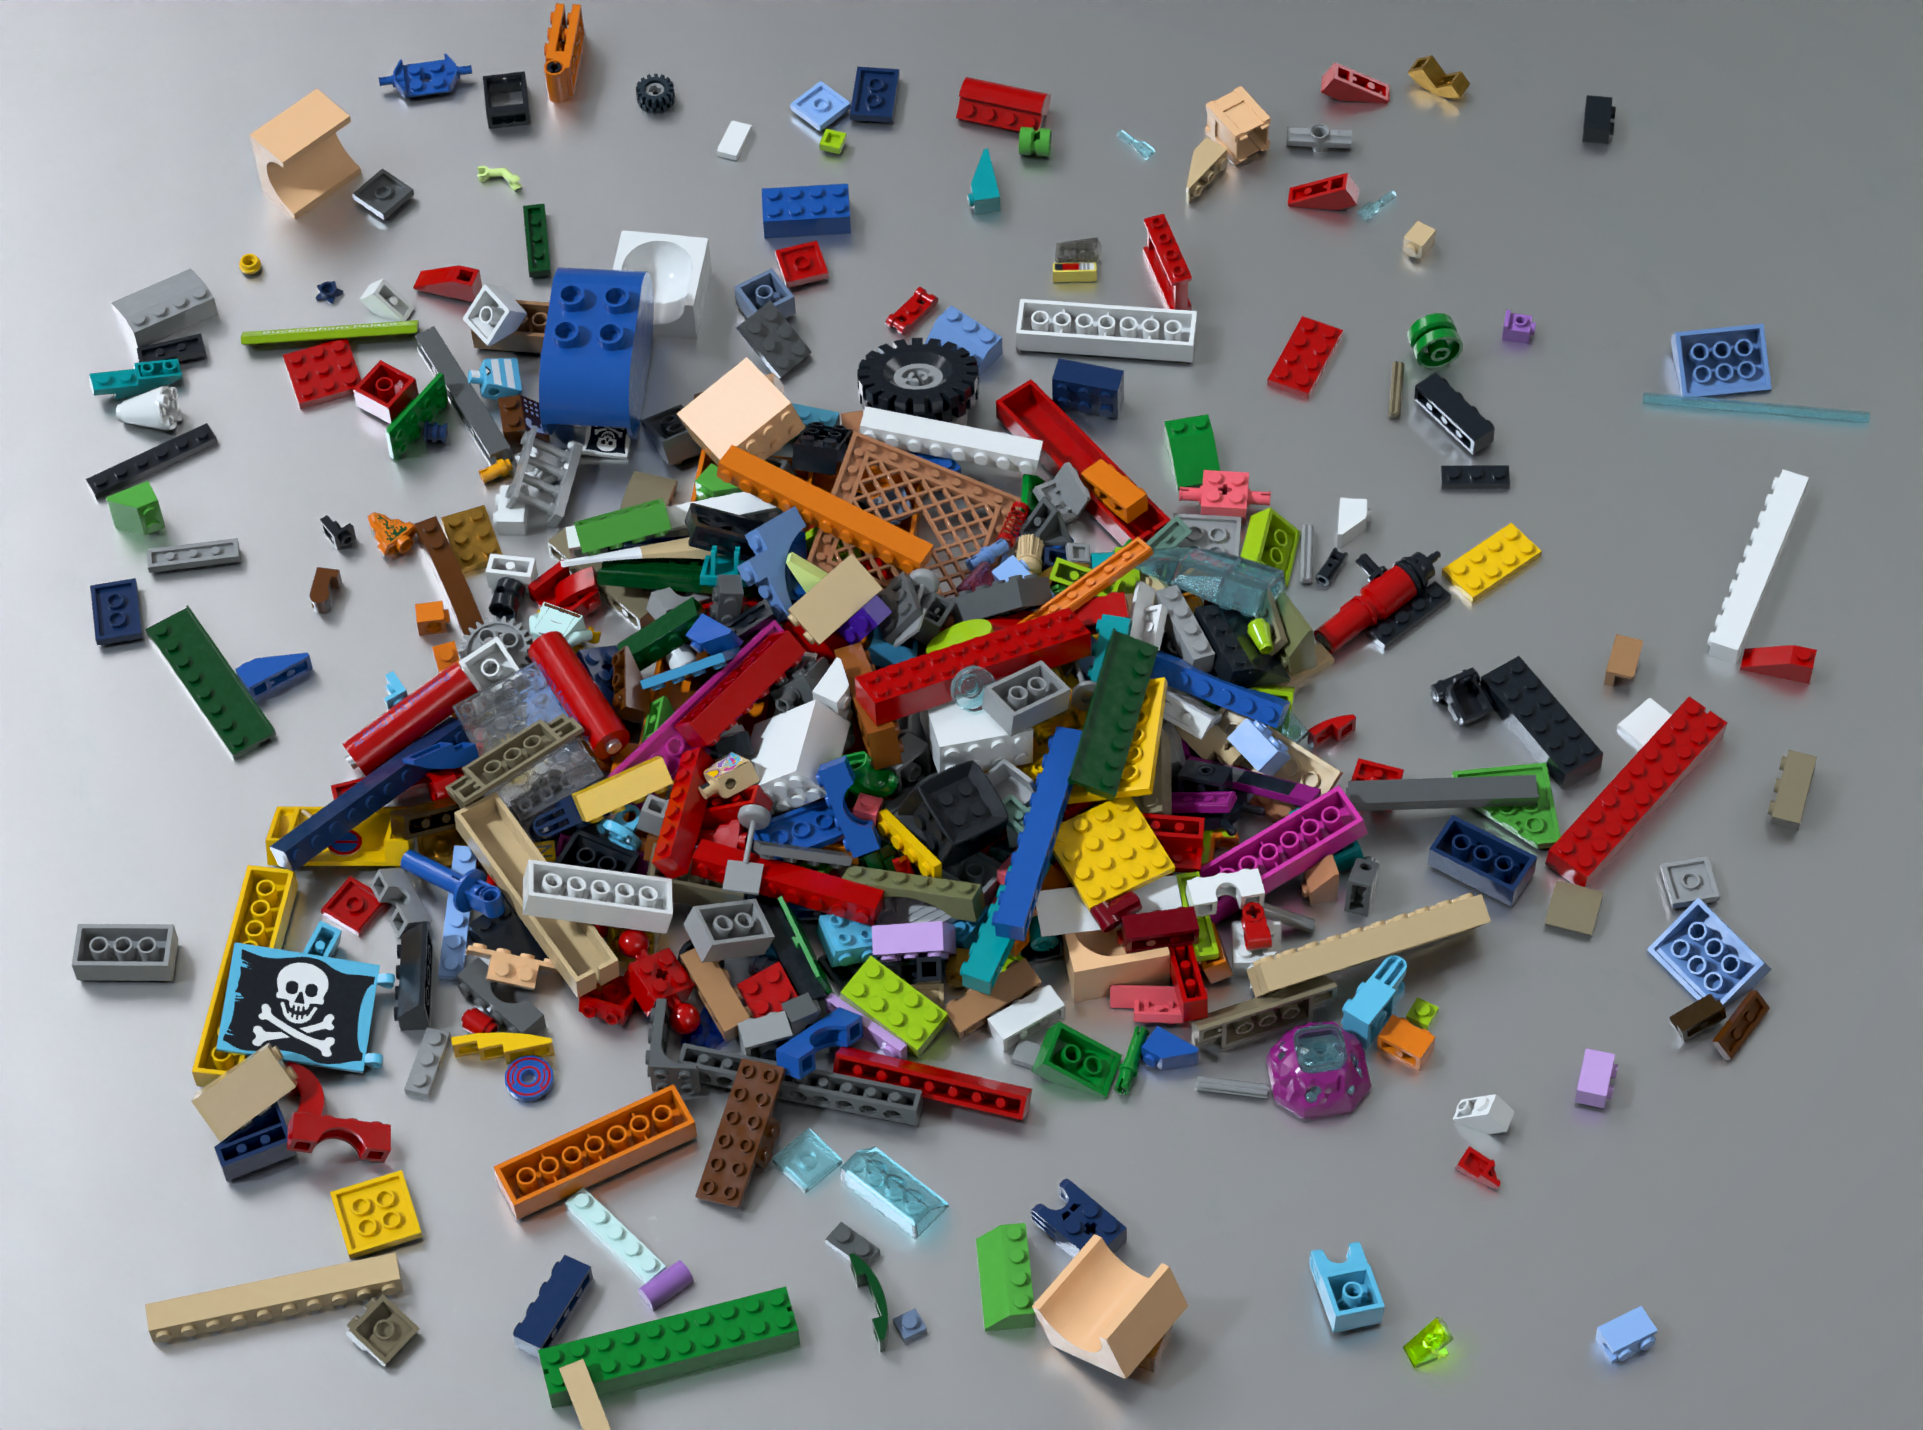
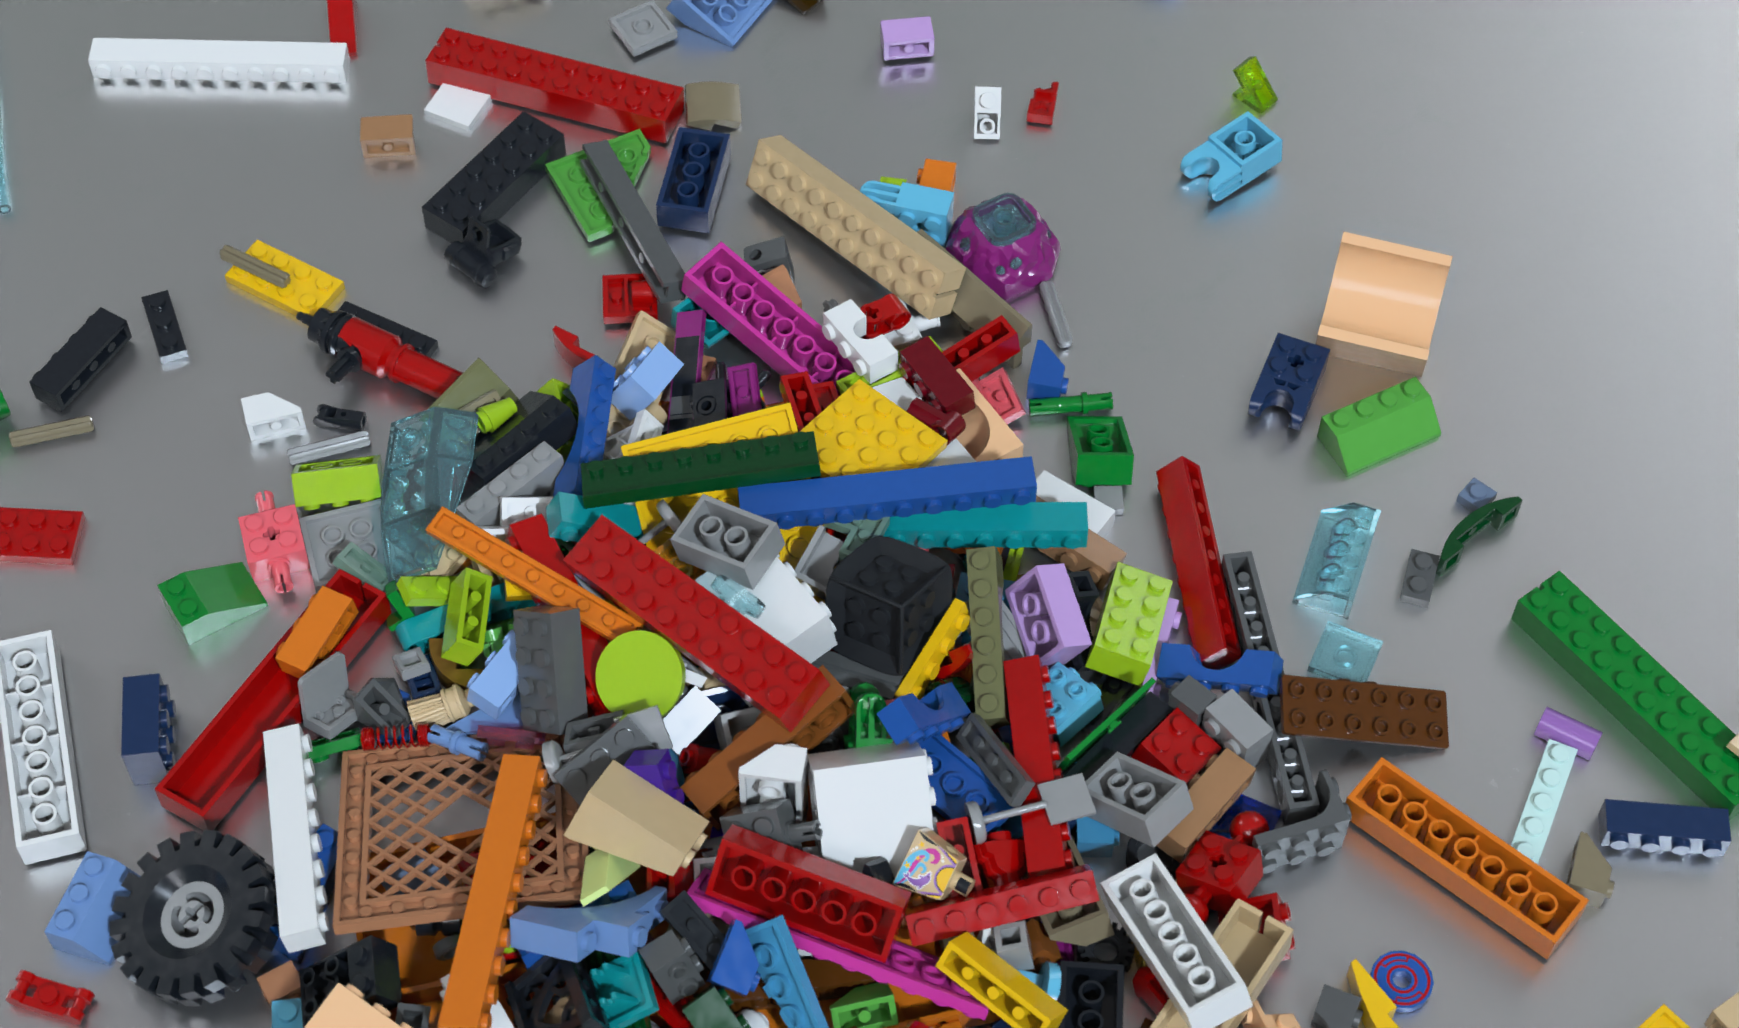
camera: 115 degrees left, 0 degrees up
(544, 1235) = (1590, 872): none -> dark tan slope
(1503, 537) = (255, 266): none -> dark tan axle

